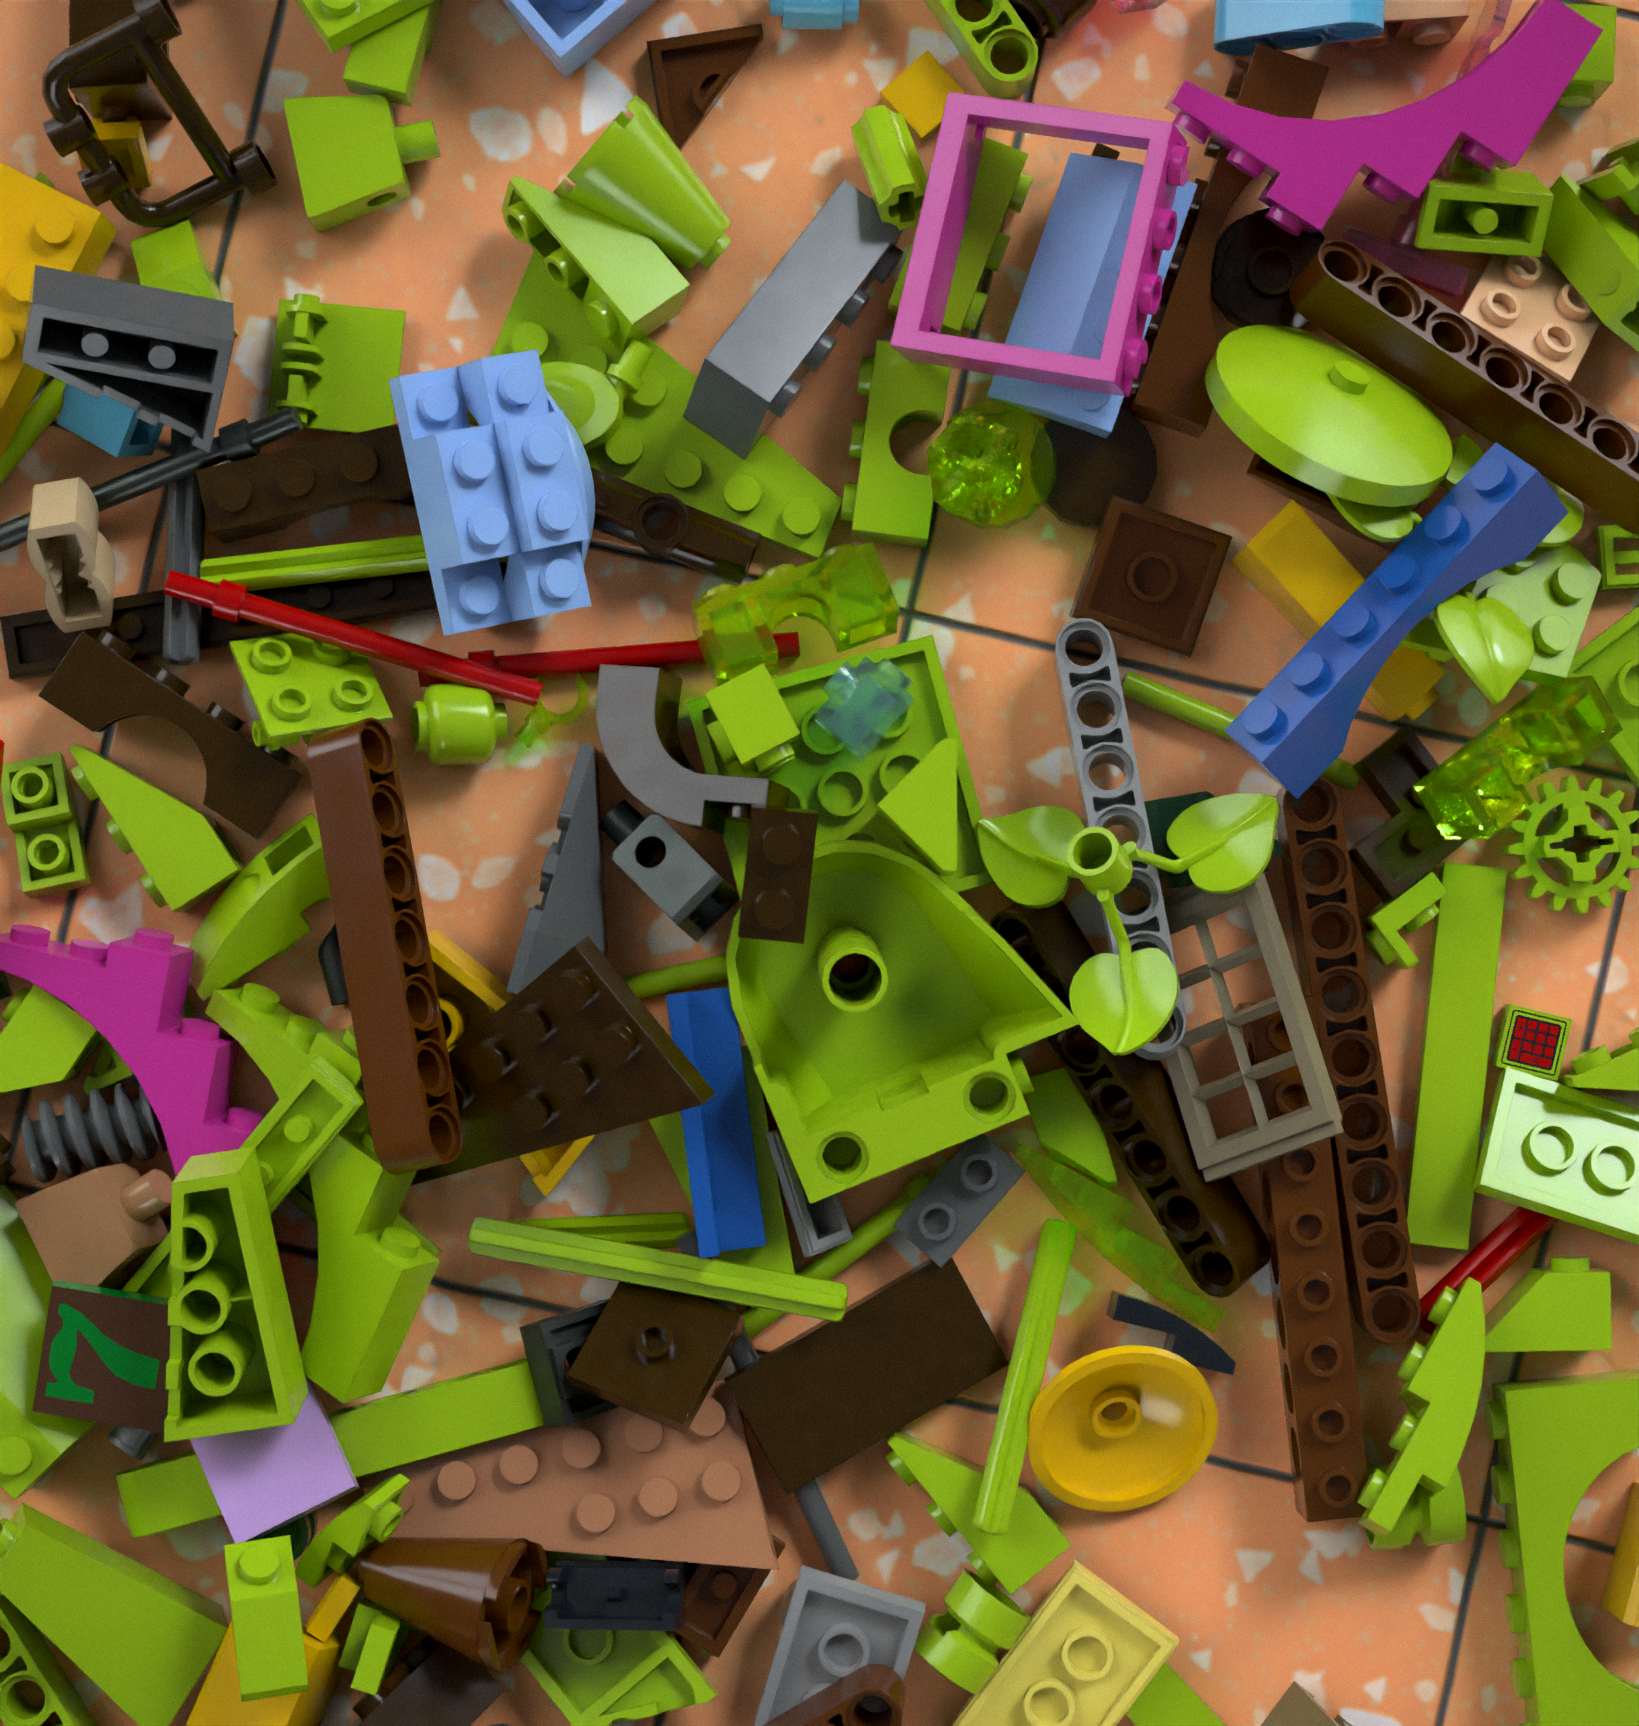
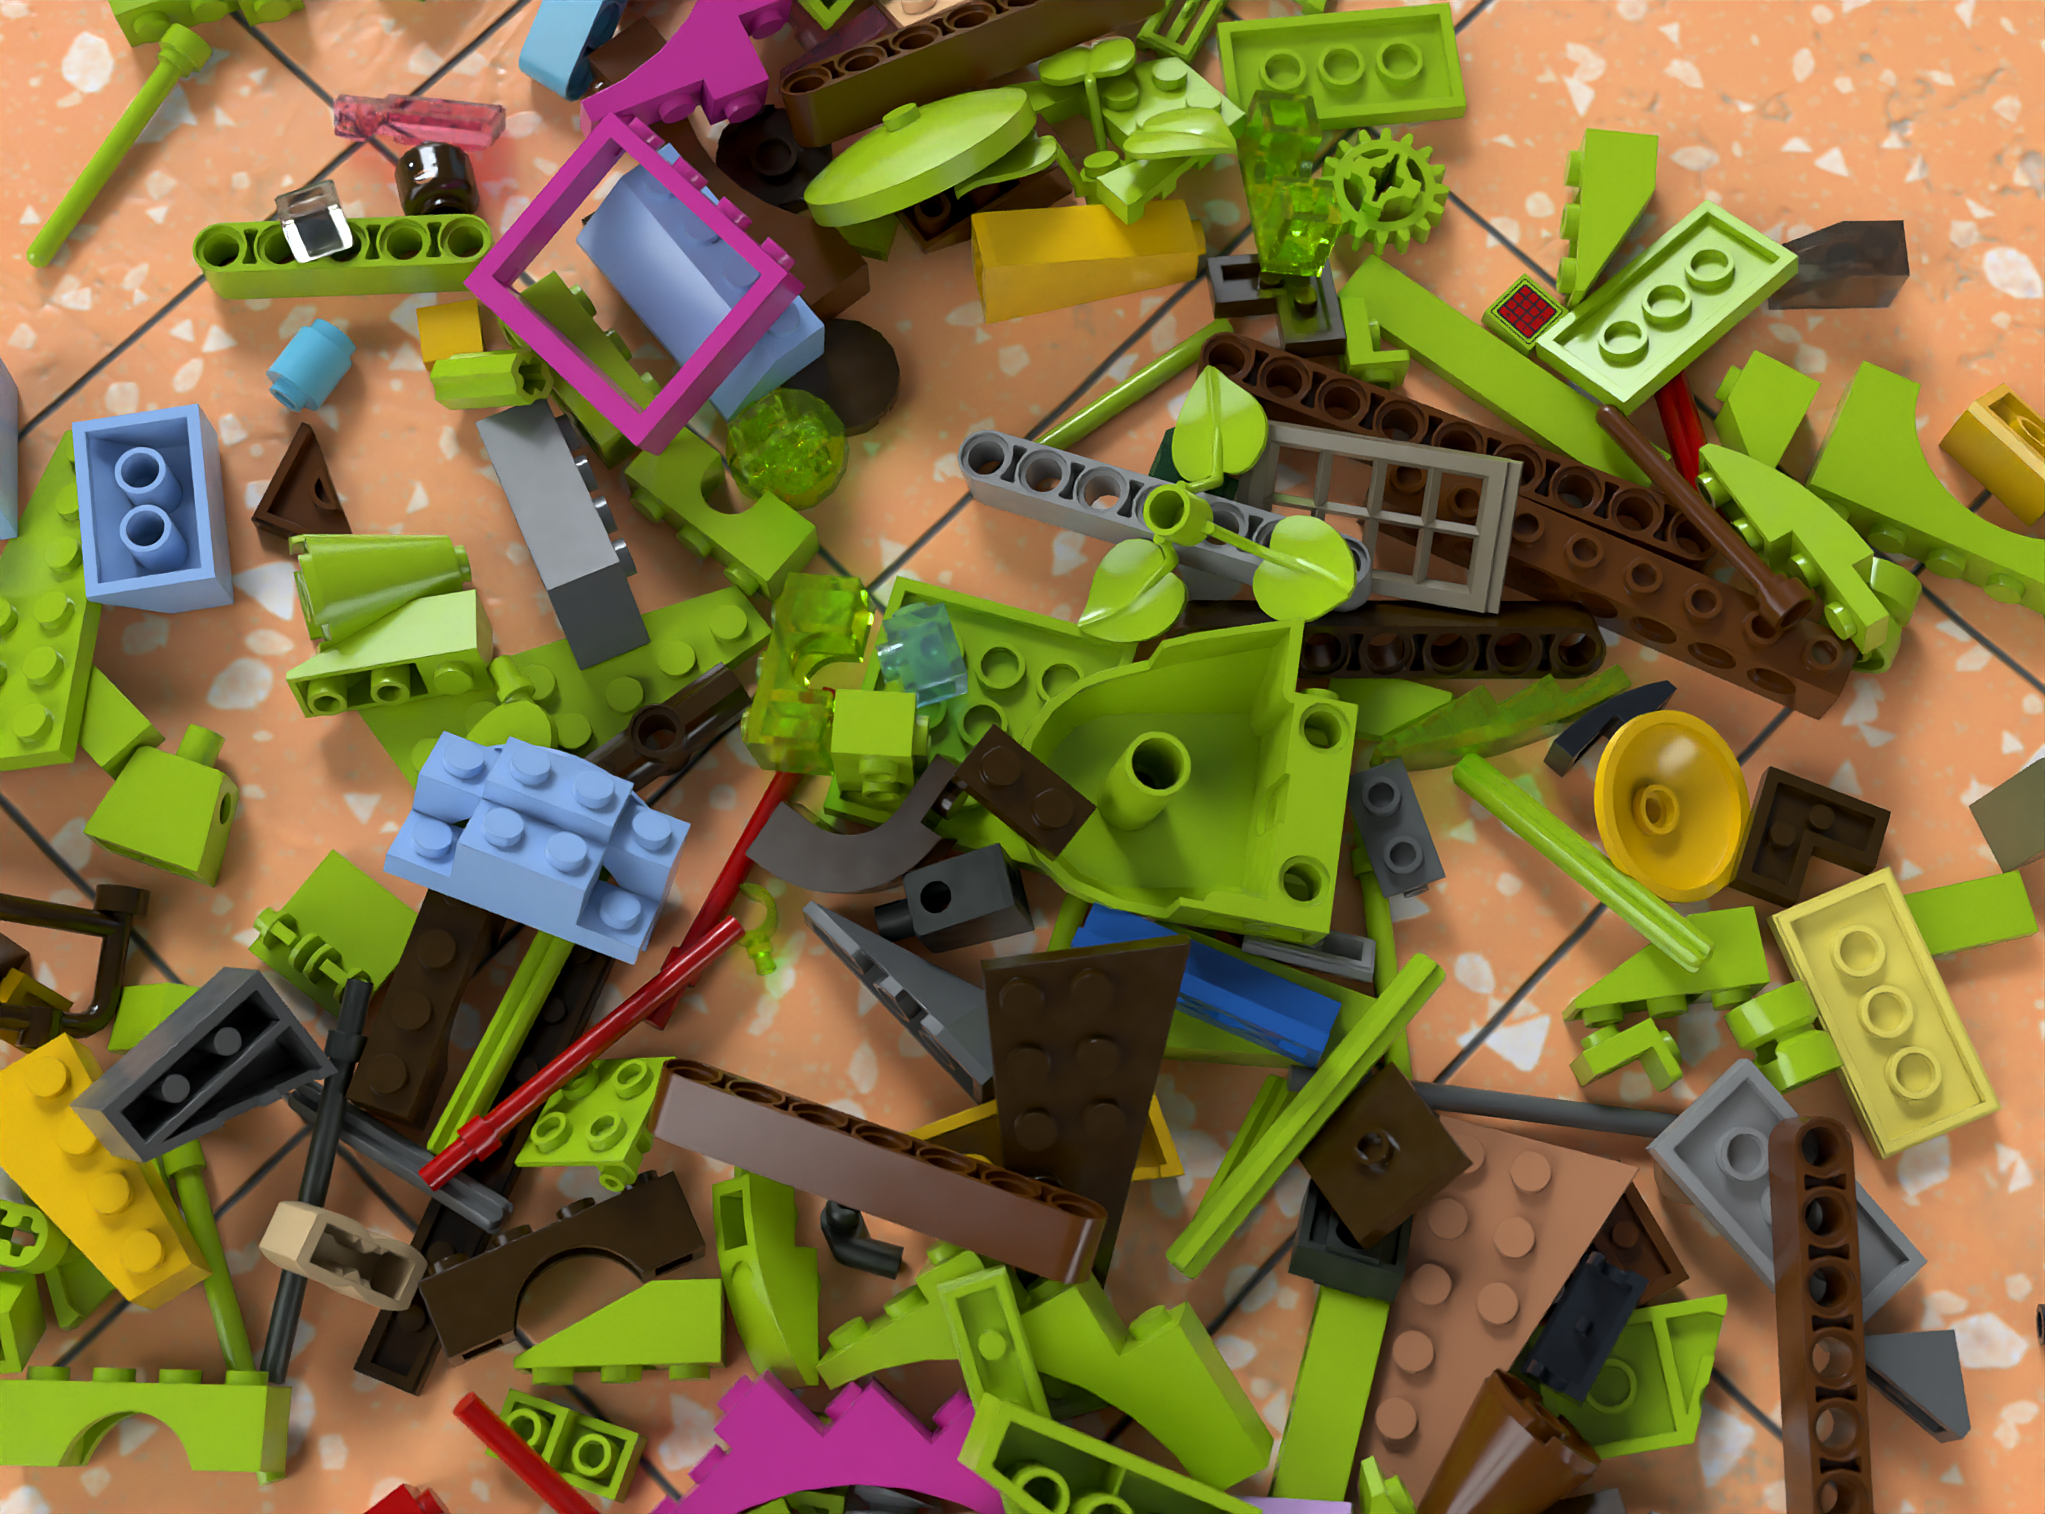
camera: 55 degrees left, 15 degrees down
(107, 424) = (242, 1149): medium azure brick -> none
(457, 724) = (716, 1013): lime head -> none
(866, 1374) = (1502, 1000): dark brown tile -> none
(877, 1490) = (1611, 1050): none -> lime bracket
(925, 808) = (1045, 642): lime slope -> none
(1150, 575) = (958, 381): reddish brown tile -> none
(1180, 1537) = (1798, 820): none -> dark brown plate
(1362, 1423) = (1781, 598): none -> reddish brown piece
(1479, 526) = (1147, 300): blue arch -> none

